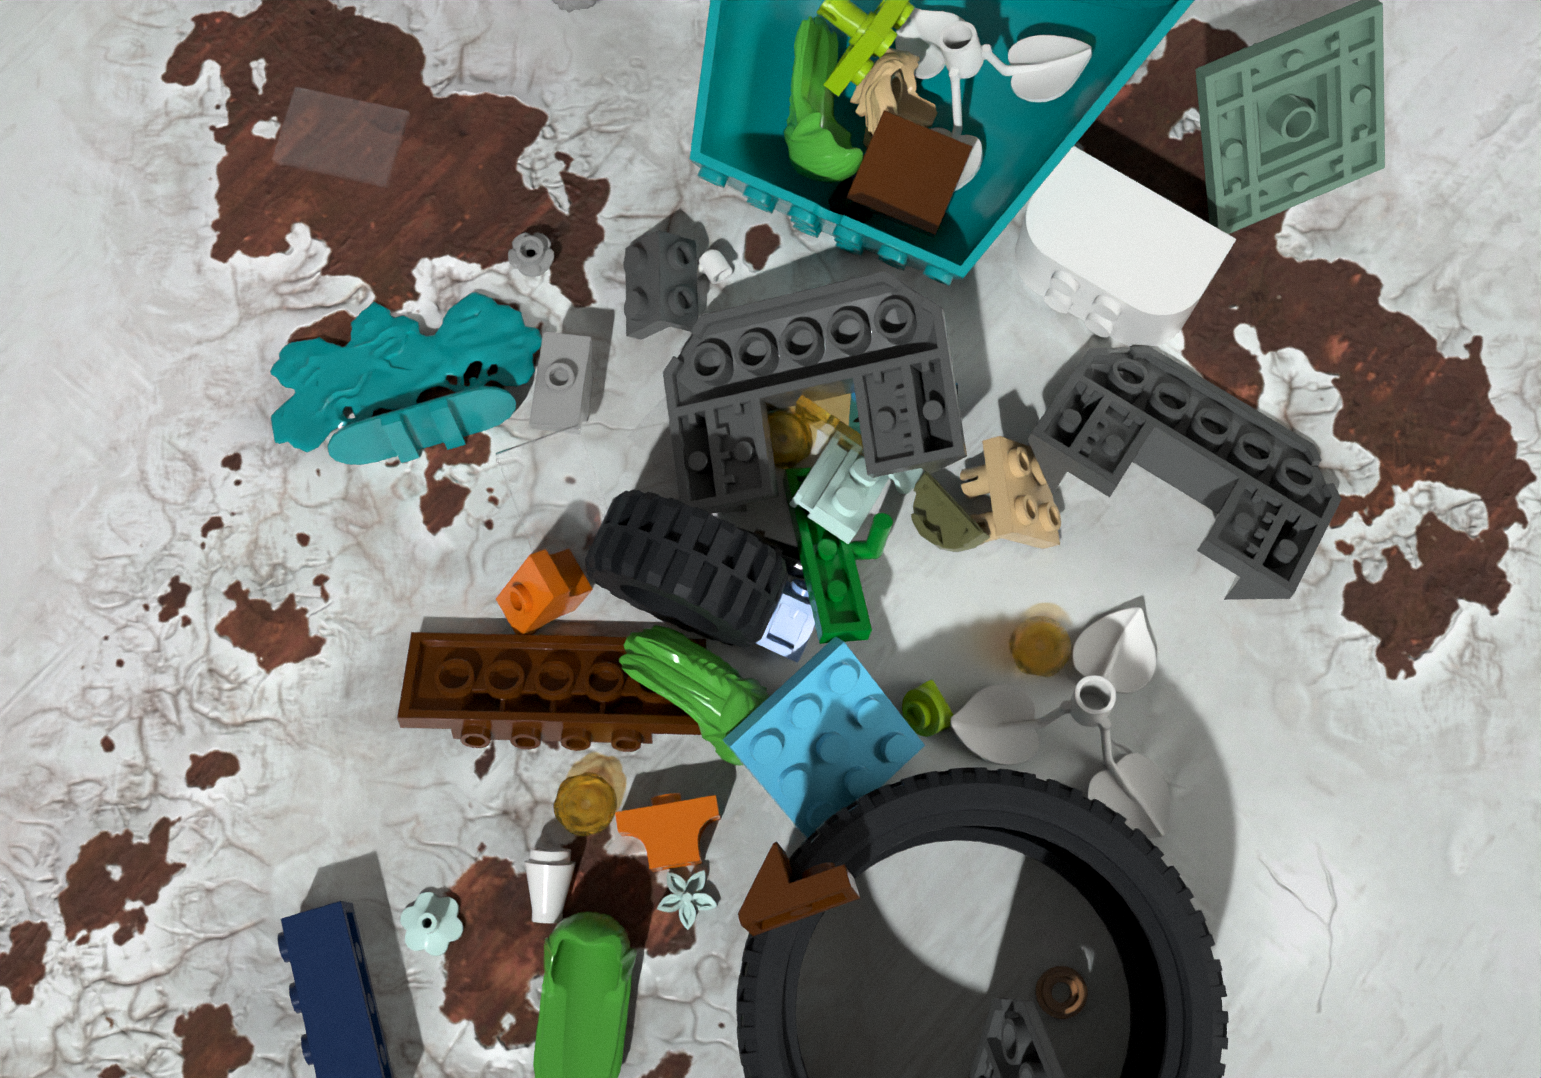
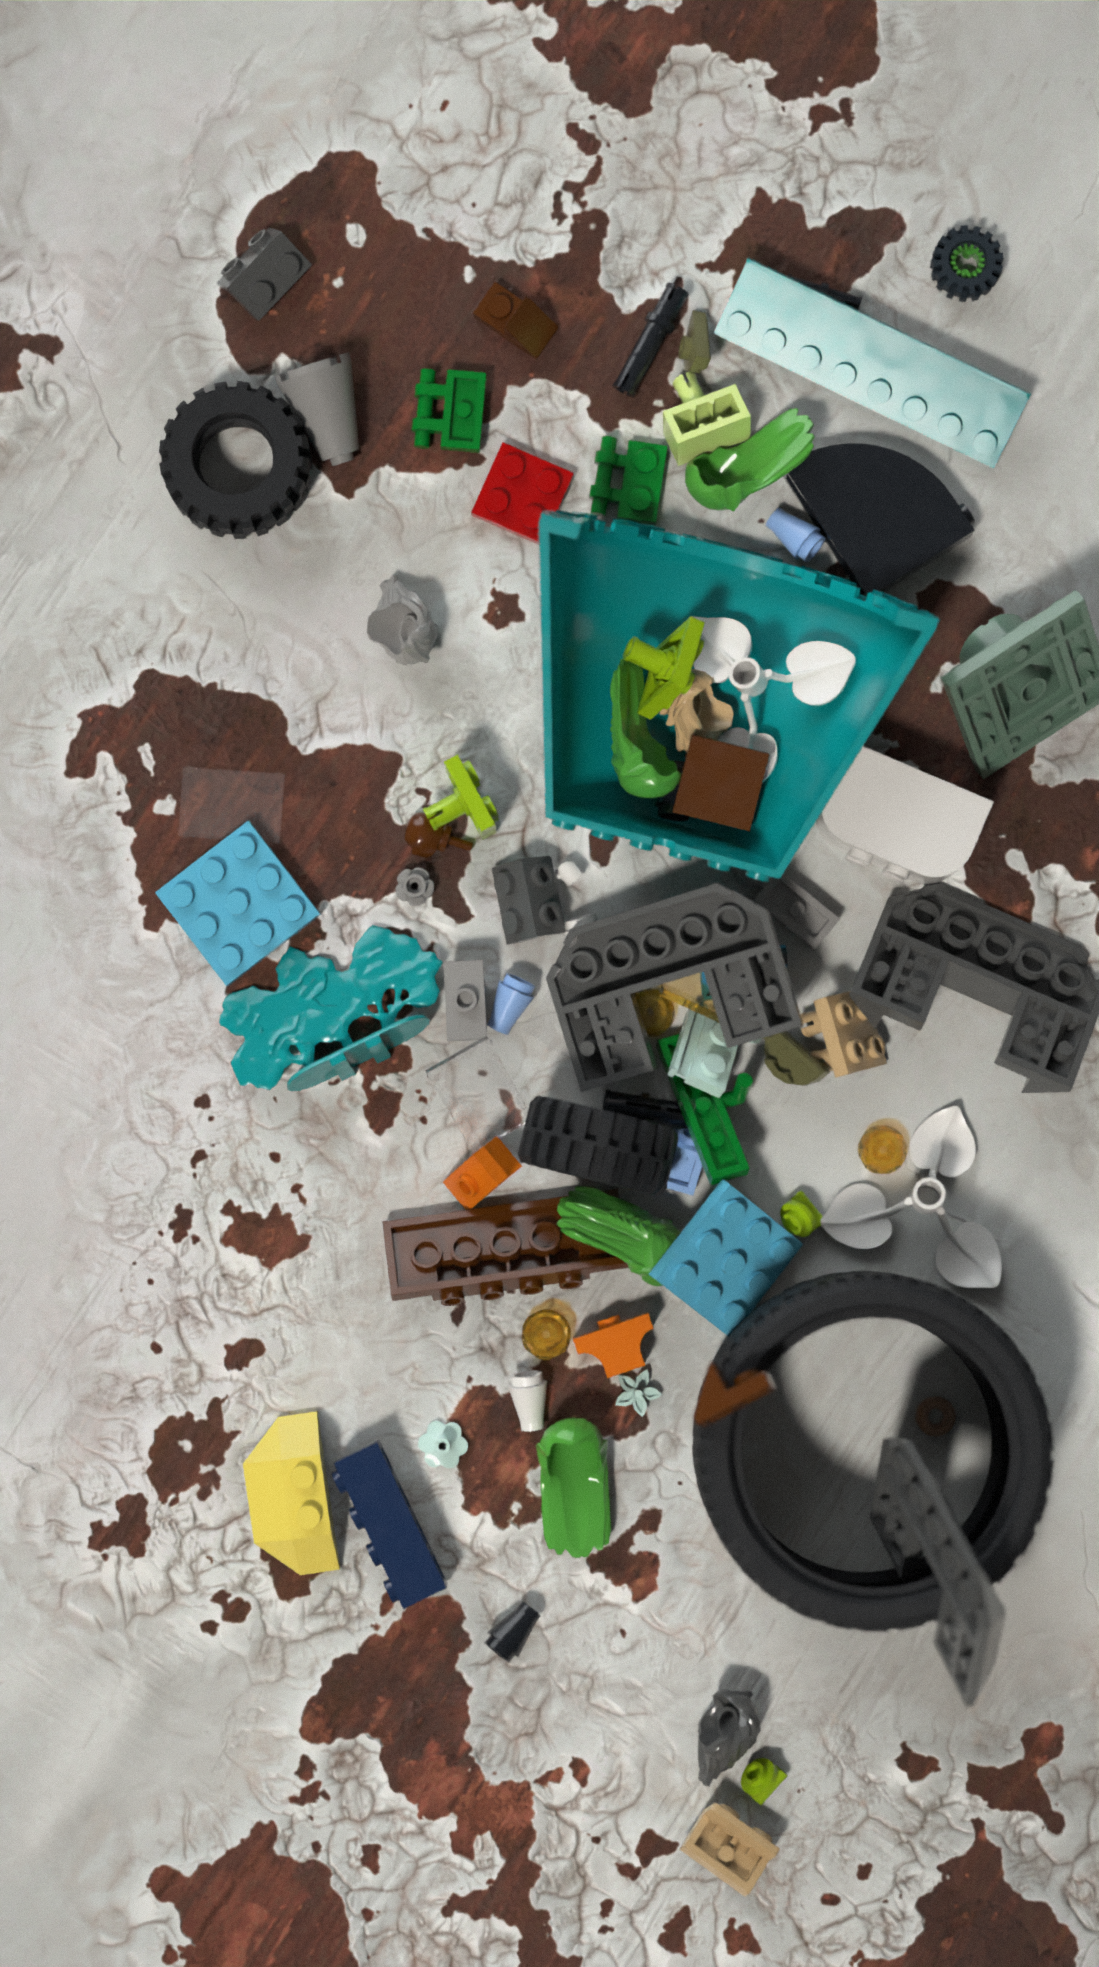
camera: 10 degrees left, 10 degrees up
(227, 957) = (292, 1495): none -> light yellow wedge
(322, 242) = (238, 903): none -> medium azure plate
(560, 199) = (426, 841): none -> reddish brown piece
(607, 157) = (464, 800): none -> lime plate
(617, 400) = (510, 1002): none -> light blue cone
(974, 342) = (792, 907): none -> light grey plate

